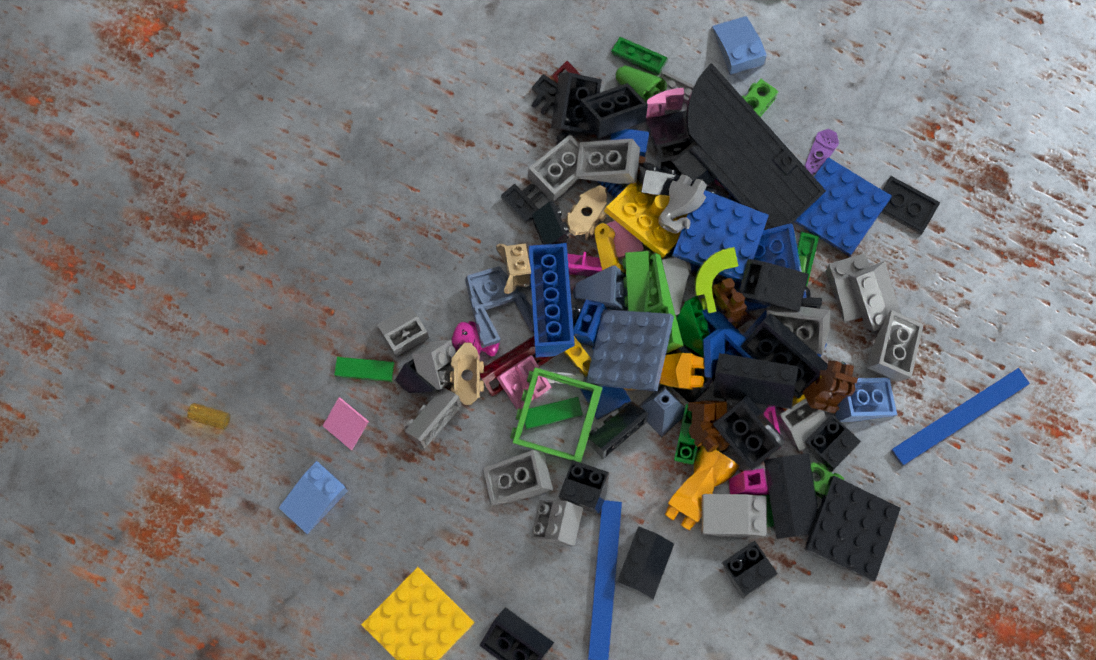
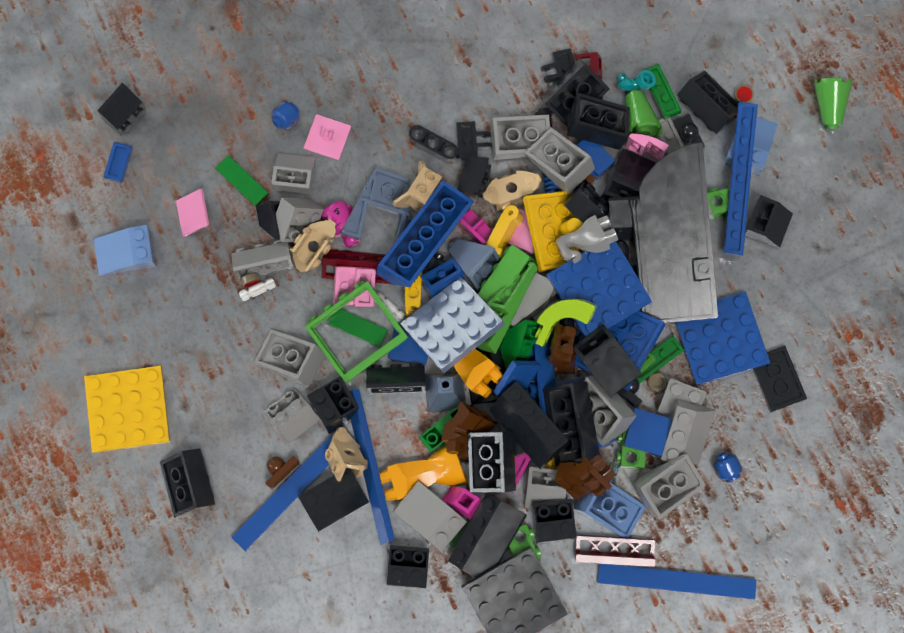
camera: 35 degrees right, 5 degrees up
(209, 416) = (95, 127): clear yellow axle -> none
(220, 385) = (121, 109): none -> black slope
(249, 431) = (118, 162): none -> blue tile
(359, 291) = (285, 115): none -> blue head
(405, 283) = (327, 137): none -> bright pink piece
(435, 441) = (250, 279): none -> dark tan tile
(447, 445) = (257, 289): none -> white axle
(489, 232) = (428, 137): none -> black beam
(580, 573) = (279, 469): none -> reddish brown tile
(620, 55) = (644, 80): none -> teal arm
(627, 526) = (339, 460): none -> tan piece
(660, 520) = (371, 474): none -> blue tile
(683, 36) = (709, 101): none -> black slope
(684, 70) = (687, 130): none -> black tile
(703, 13) = (744, 94): none -> red tile
(756, 74) = (740, 179): none -> blue tile
(801, 92) = (768, 222): none -> black slope
(819, 277) = (657, 382): none -> dark tan tile
(821, 145) = (749, 280): medium lavender piece -> none
(847, 338) = (621, 455): none -> bright green brick
(848, 318) = (648, 432): none -> blue tile
(899, 436) = (615, 558): none -> fence
(926, 299) = (727, 467): none -> blue head

